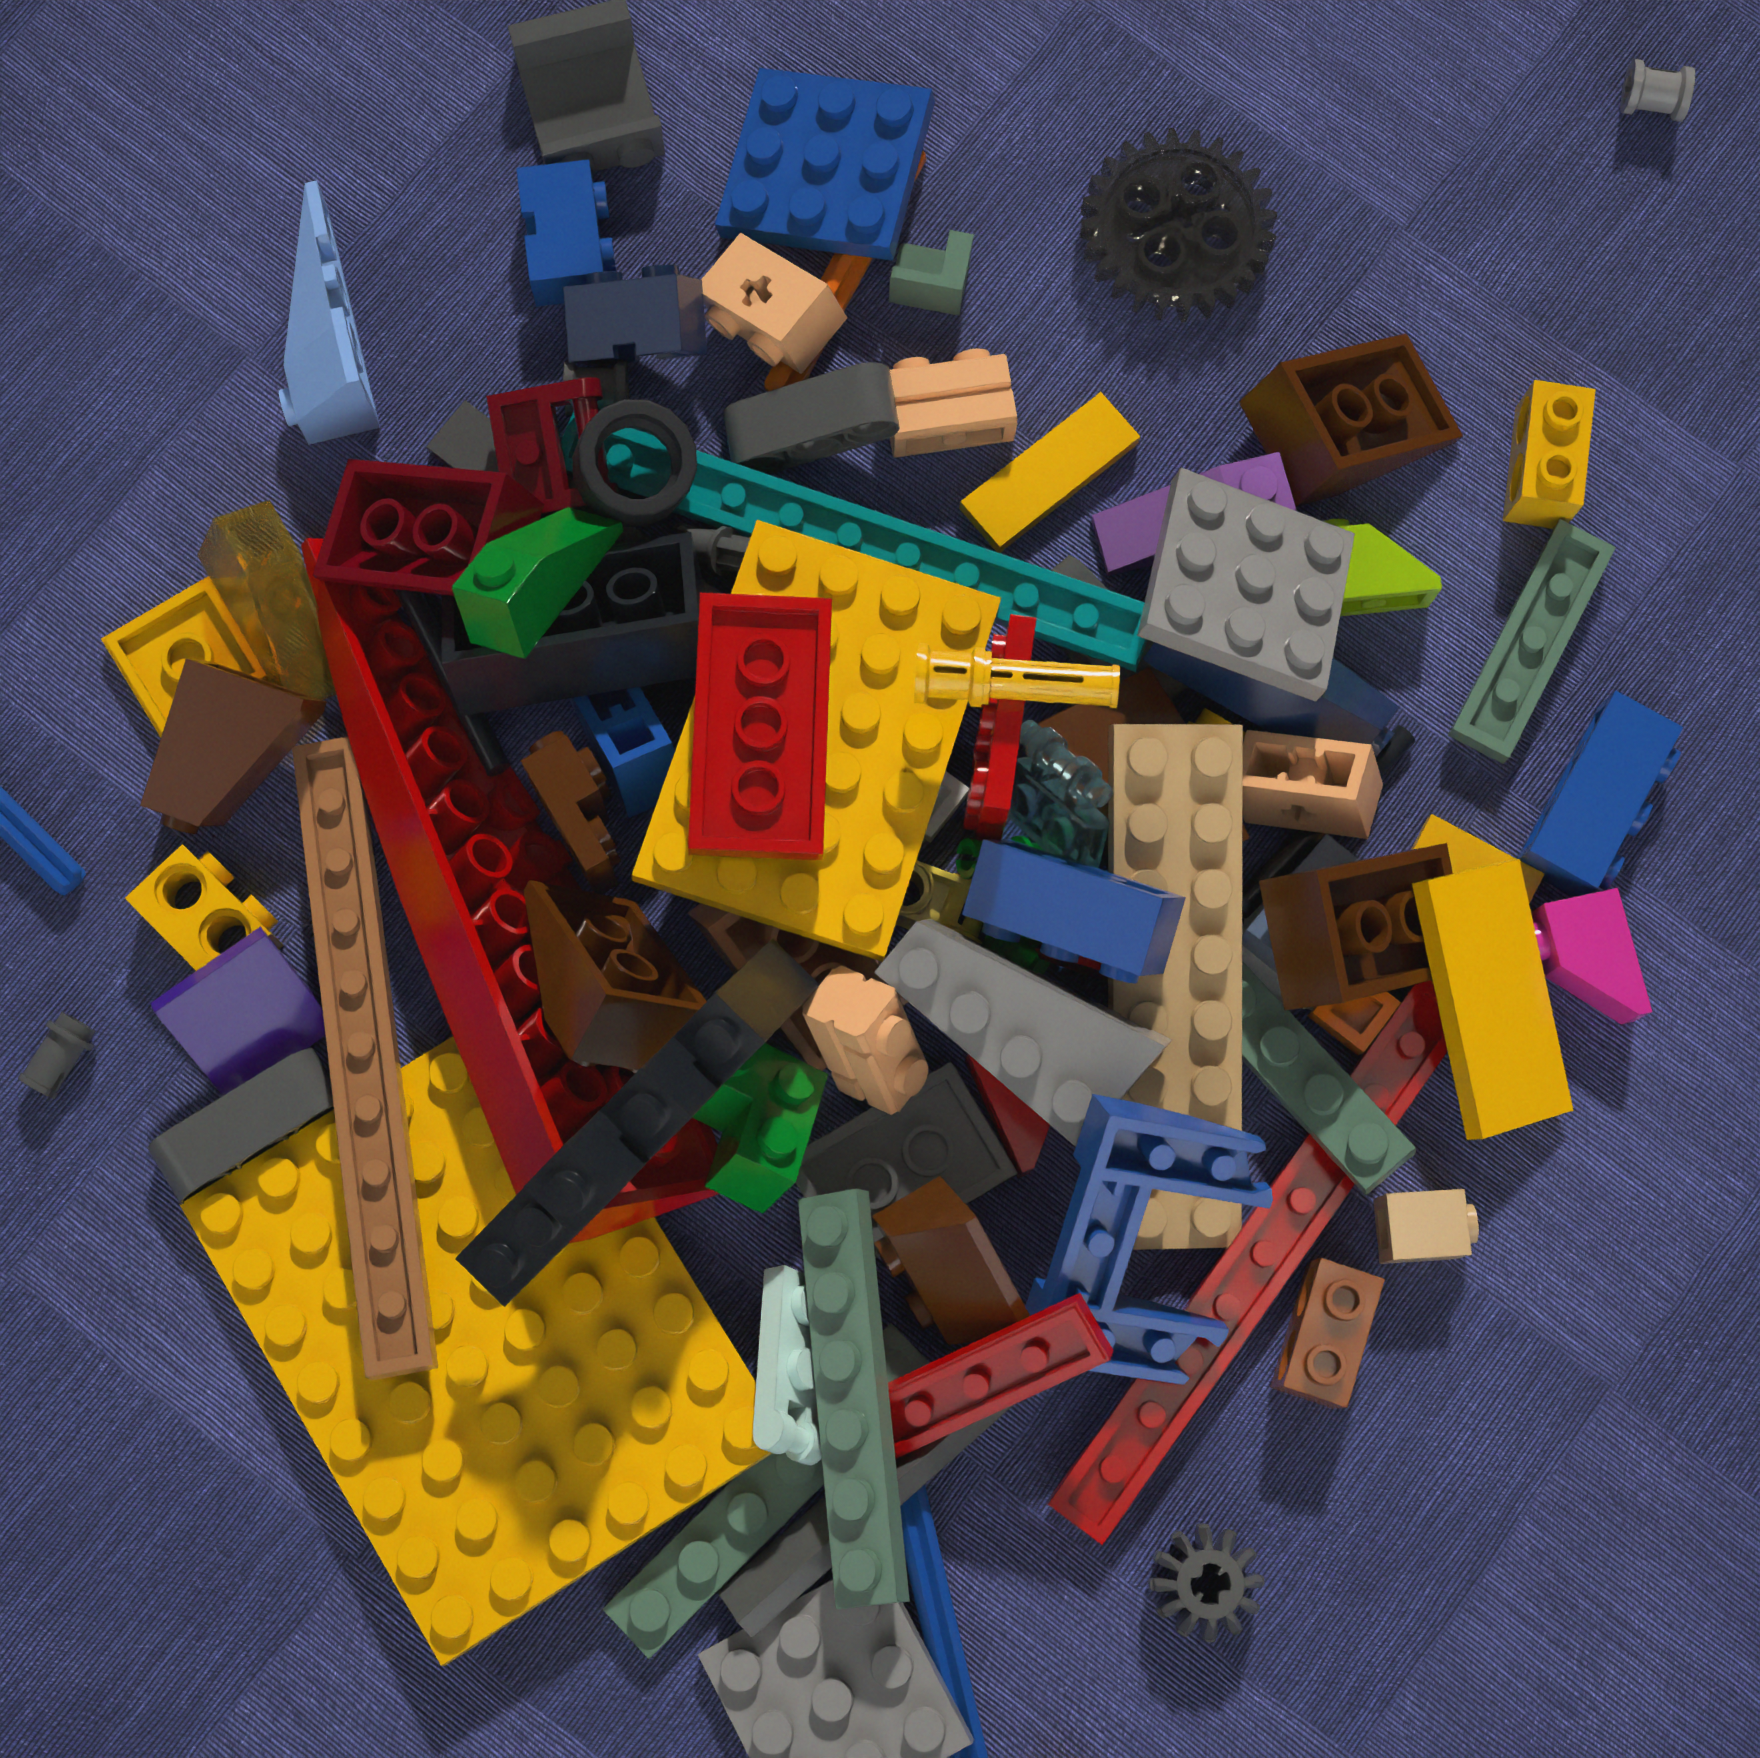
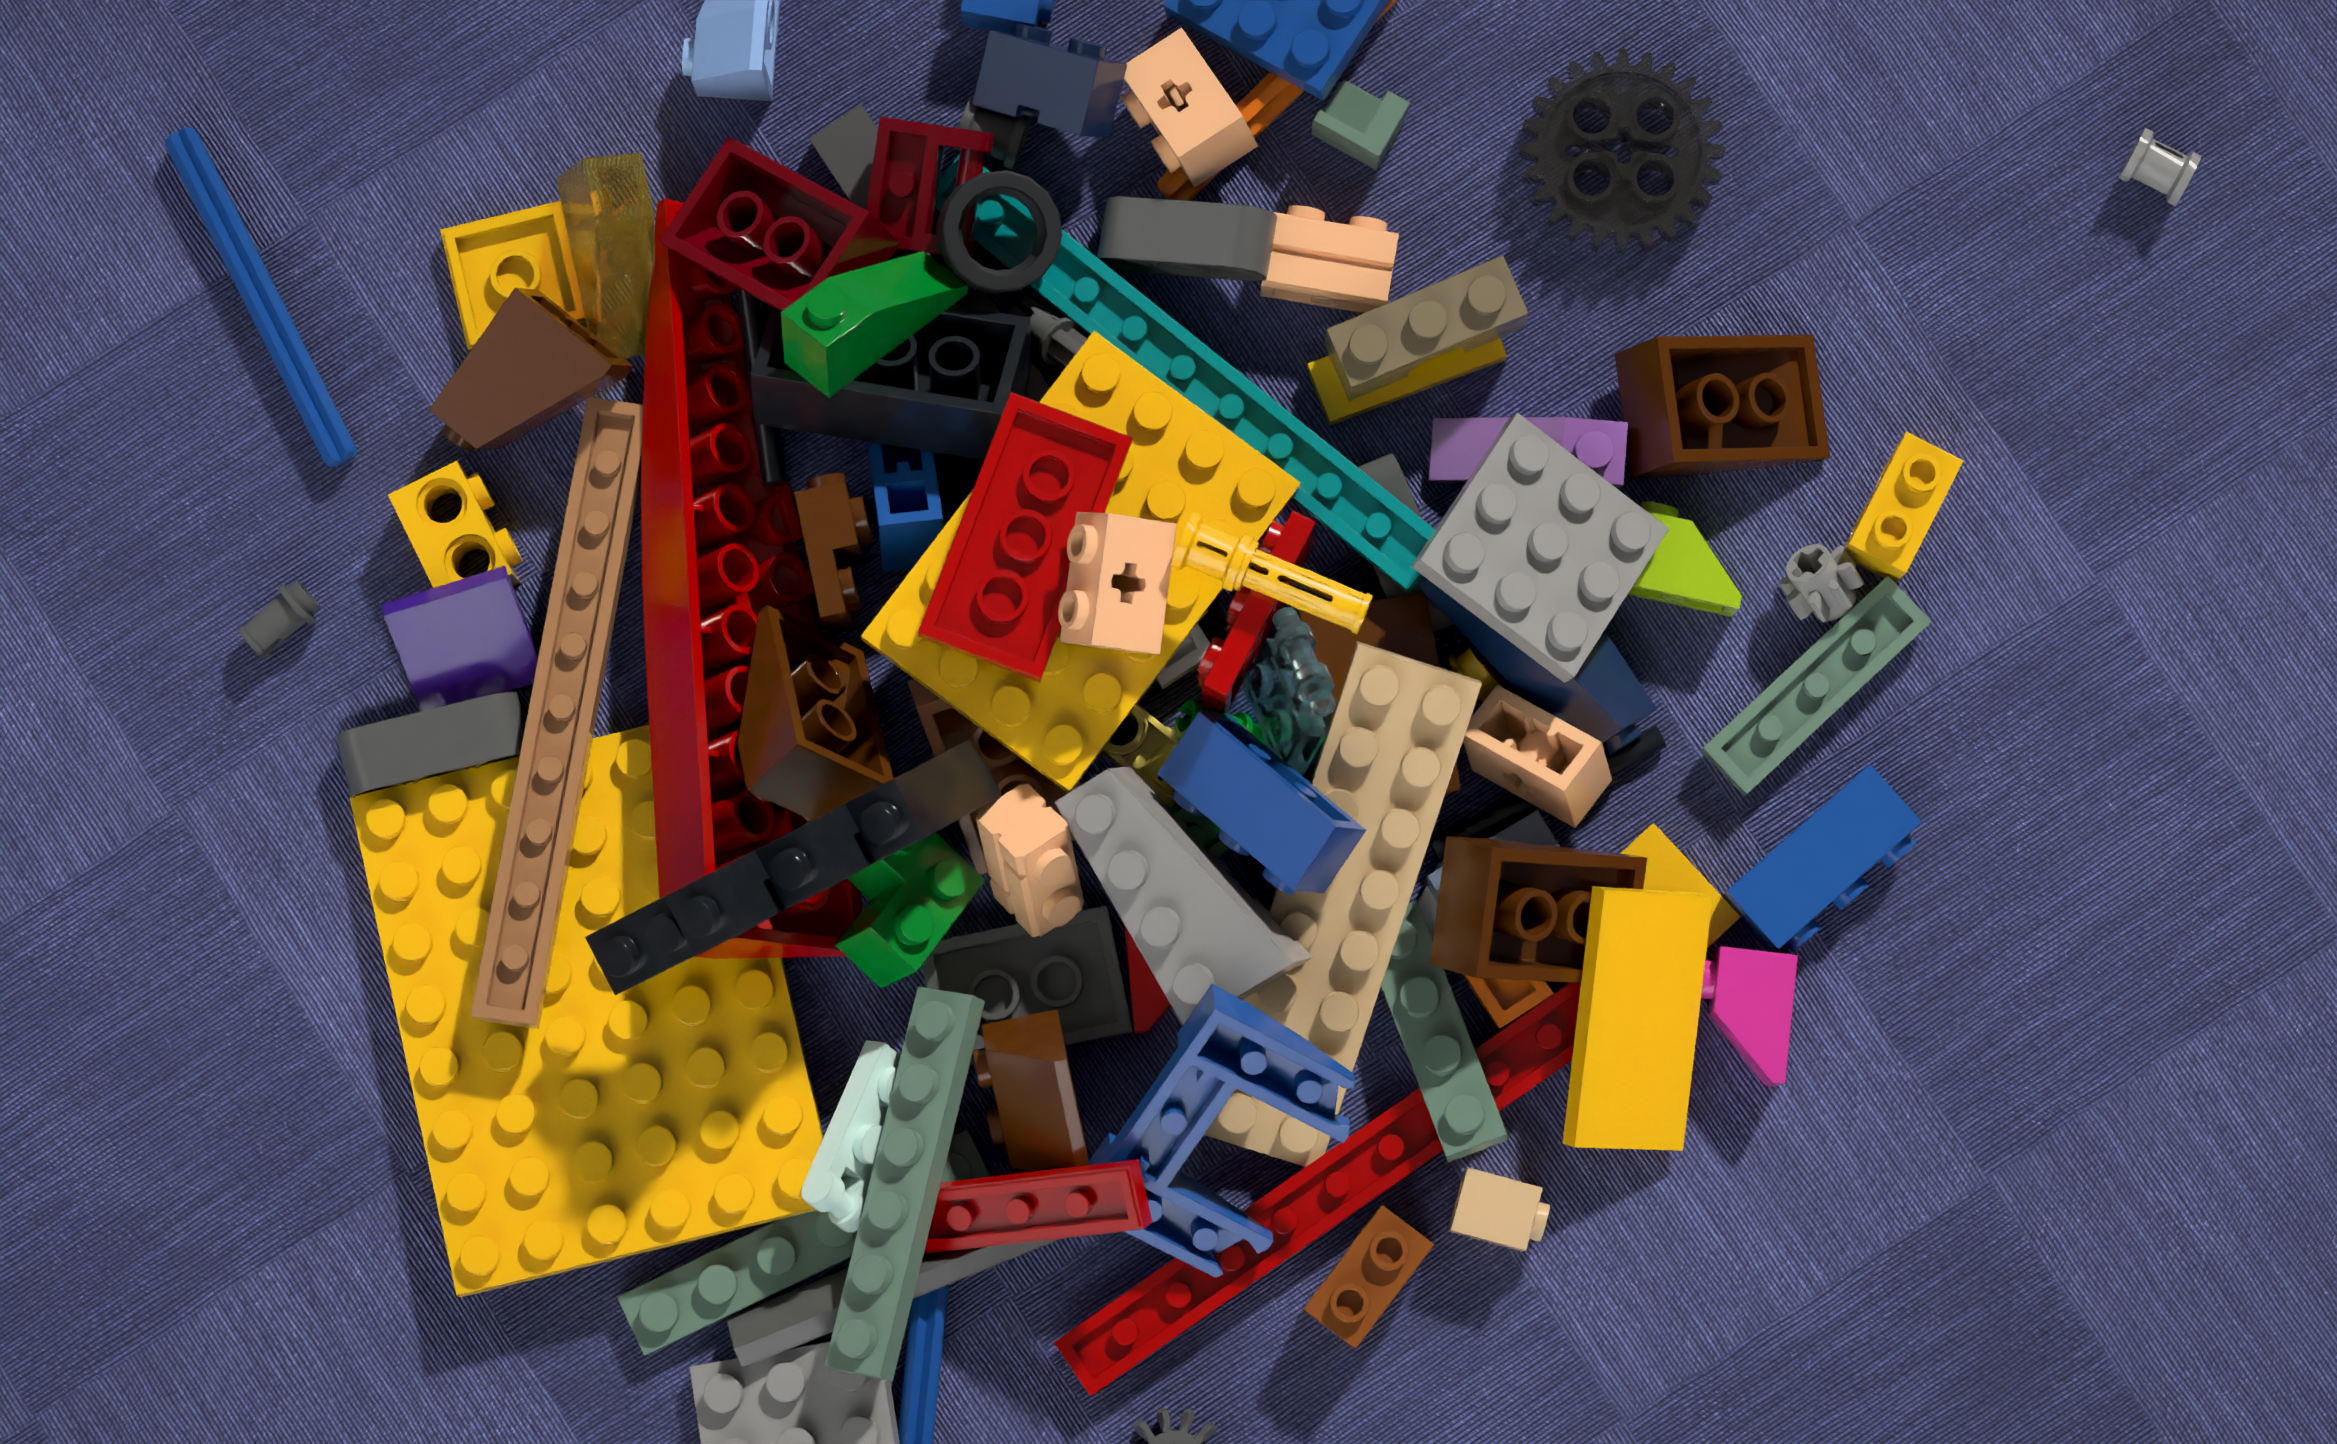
camera: 25 degrees right, 5 degrees up
(866, 736) = (1139, 560): none -> light nougat brick
(1036, 445) = (1437, 319): none -> dark tan arch
(1503, 544) = (1821, 582): none -> light grey gear

